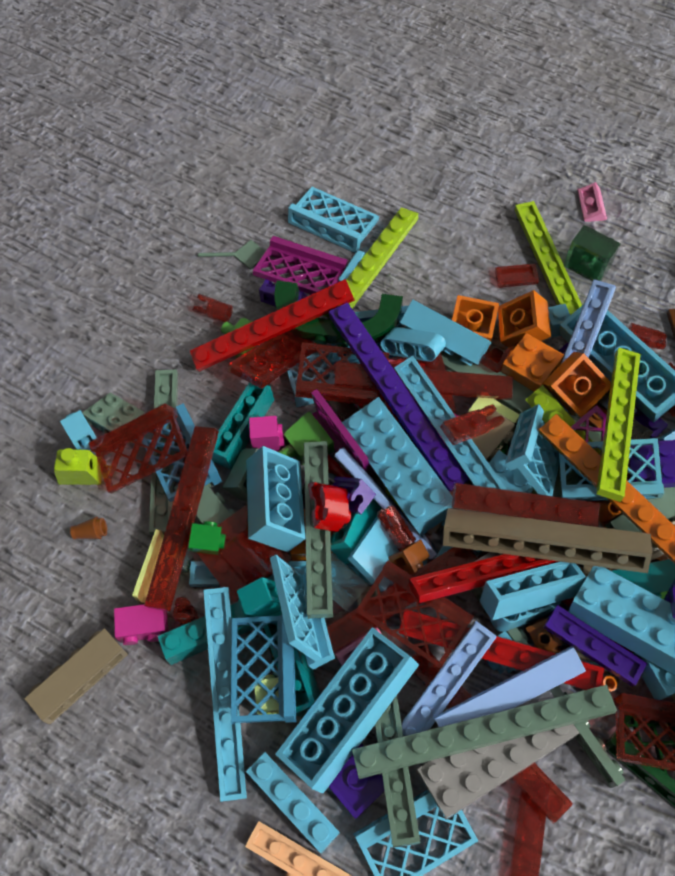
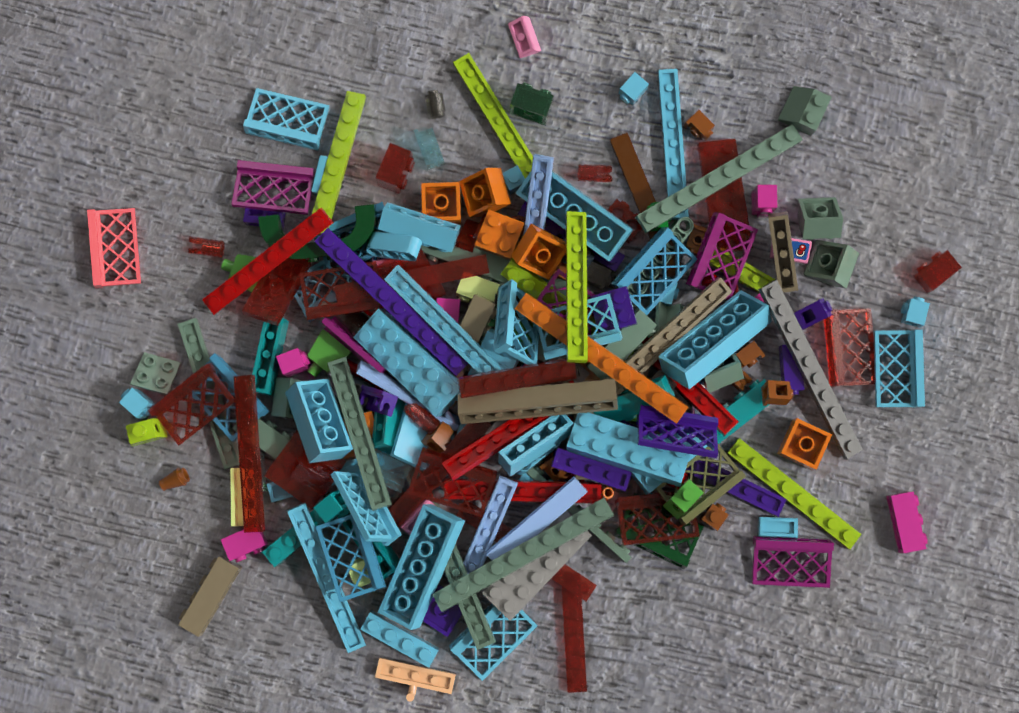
camera: 20 degrees left, 20 degrees up
(101, 286) = (97, 252): none -> coral fence
(182, 606) = (271, 523): clear red hinge -> none
(206, 538) = (276, 470): green brick -> none
(248, 254) = (219, 178): sand green piece -> none
(331, 506) = (364, 417): red cylinder -> none
(432, 278) = (395, 168): none -> clear red brick
(471, 275) = (429, 148): none -> clear light blue panel
(471, 424) = (459, 319): clear red hinge -> none
(487, 237) = (435, 104): none -> clear smoke brick
(516, 275) = (470, 137): clear red tile -> none

